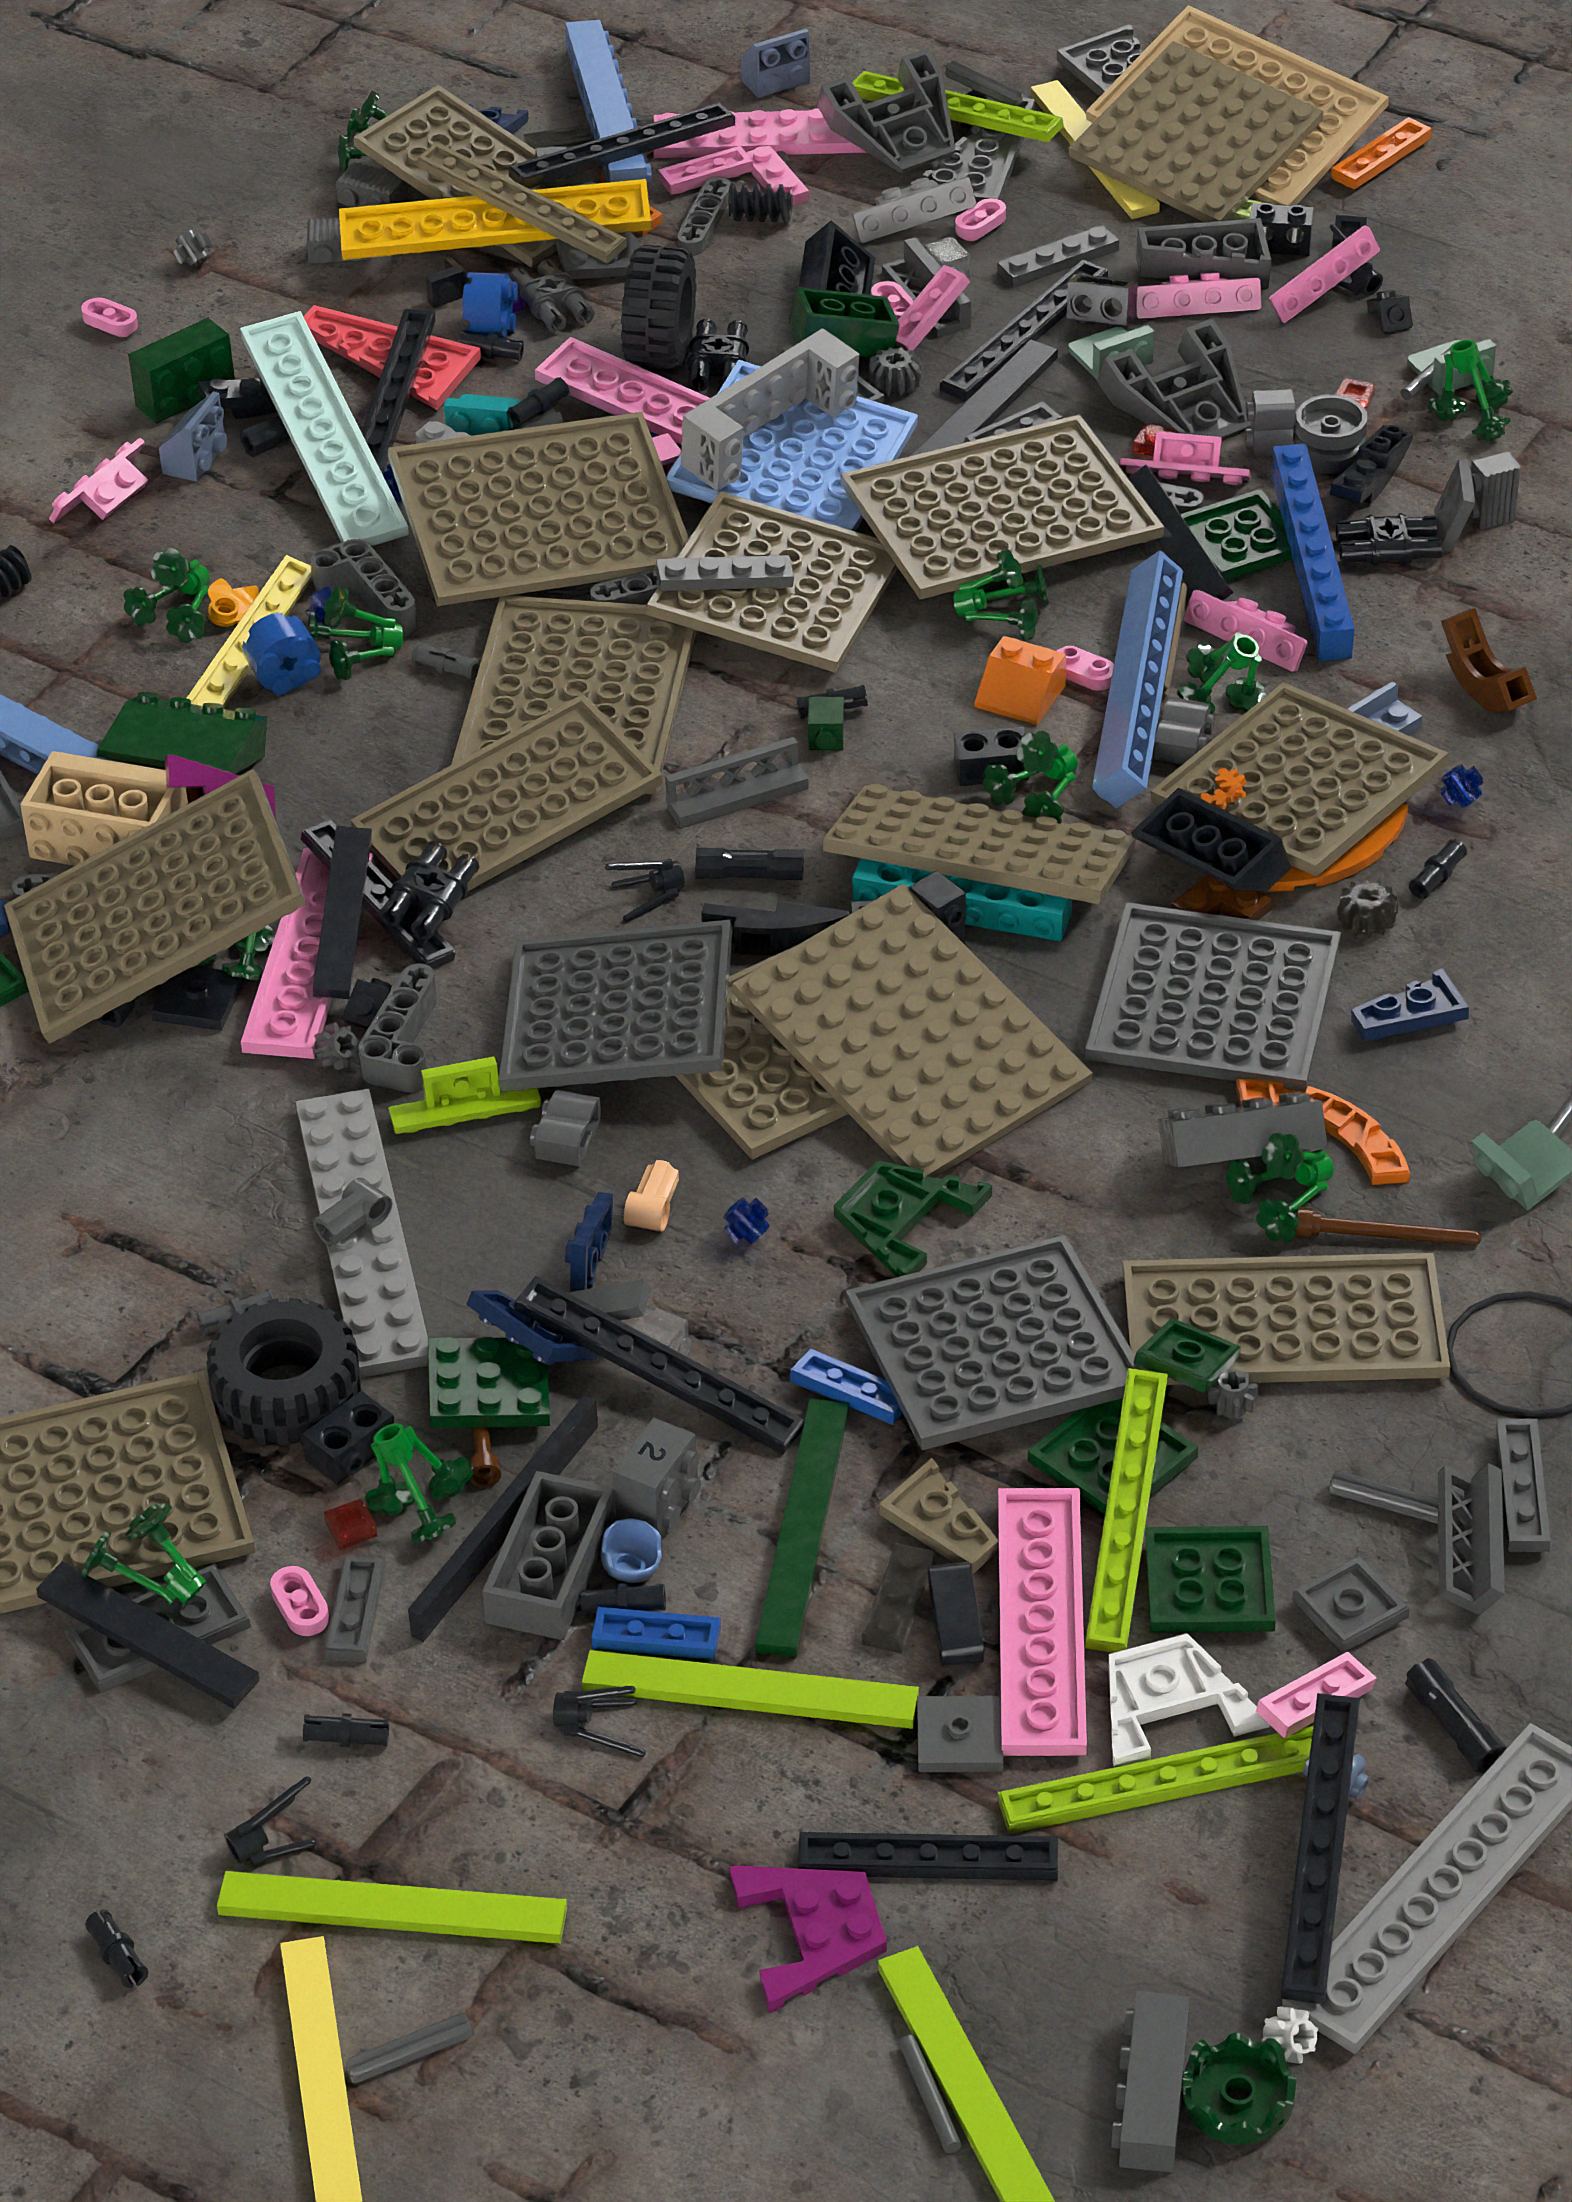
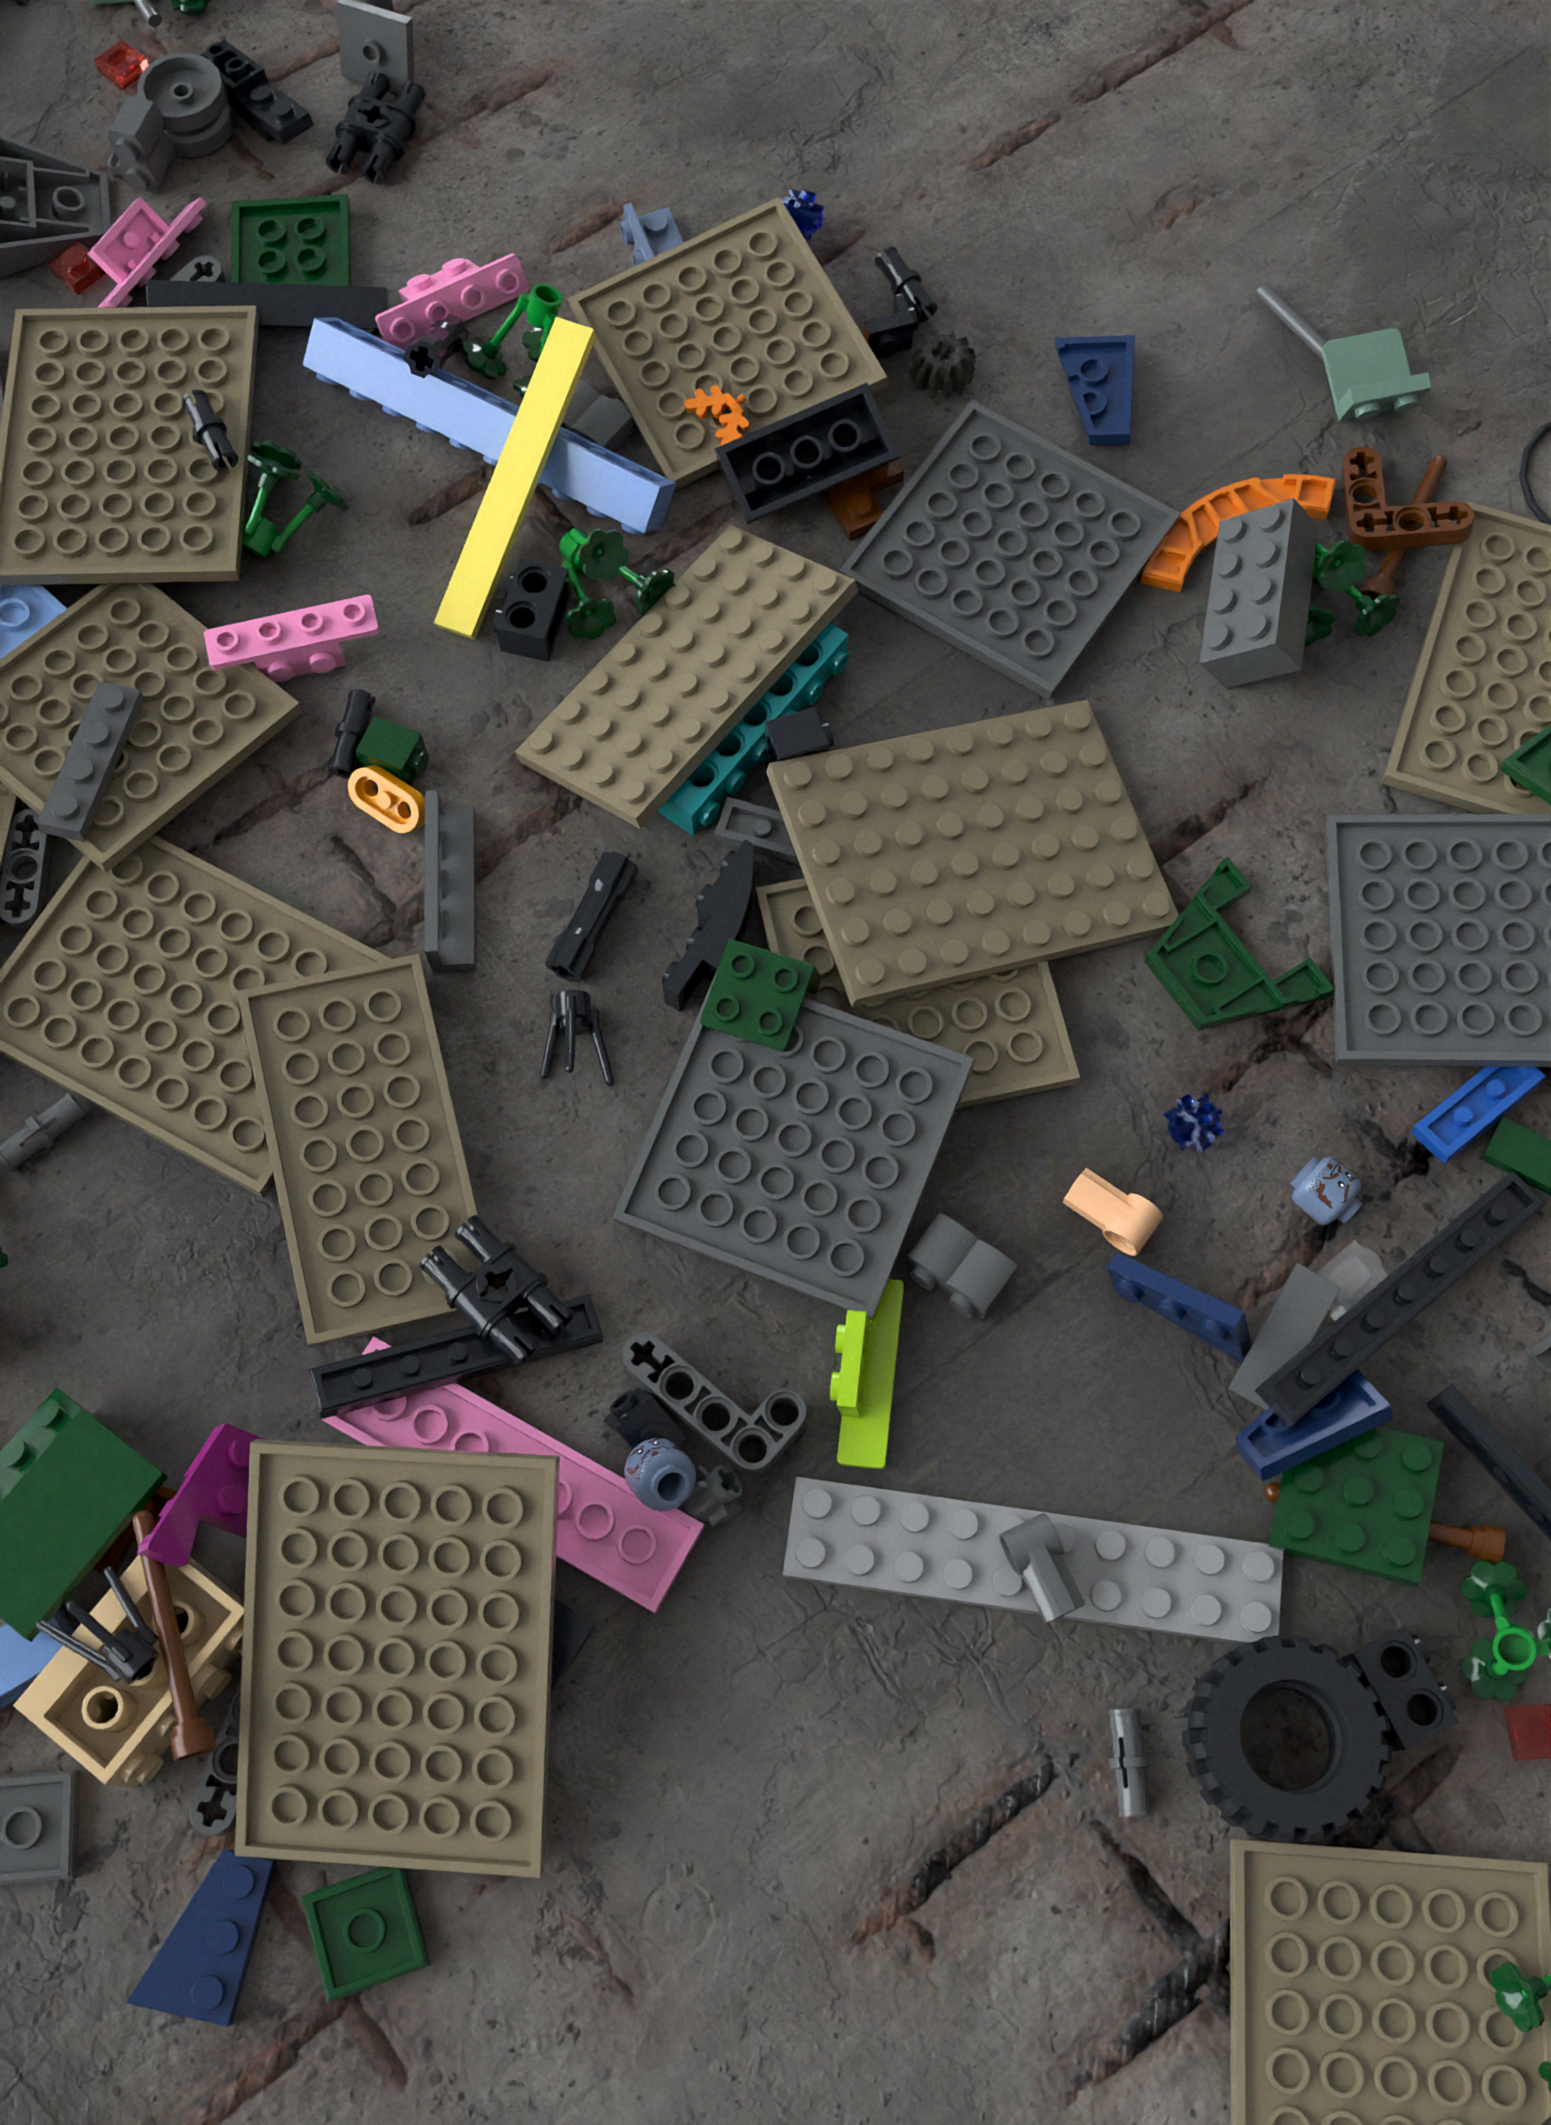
camera: 70 degrees left, 25 degrees up
(64, 825) = (191, 1733): none -> reddish brown piece
(103, 776) = (127, 1653): none -> black plant
(332, 1001) = (660, 1474): none -> sand blue head
(342, 912) = (489, 1407): black tile -> none
(719, 941) = (758, 995): none -> dark green bracket
(727, 1307) = (1326, 1190): none -> sand blue head
(790, 724) = (390, 801): none -> light orange plate
(884, 641) = (294, 640): none -> bright pink bracket
(1021, 680) = (420, 534): orange slope -> none
(1028, 532) = (209, 430): none -> black pin
(1087, 668) = (424, 472): bright pink plate -> none
(1091, 694) = (515, 478): none -> light yellow tile
(1179, 620) = (436, 346): none -> black axle
(1312, 552) = (373, 190): blue brick -> none
(1377, 867) = (892, 332): none -> black bracket
(1379, 1199) = (1379, 516): none -> reddish brown beam
(1479, 670) = (642, 132): reddish brown arch -> none

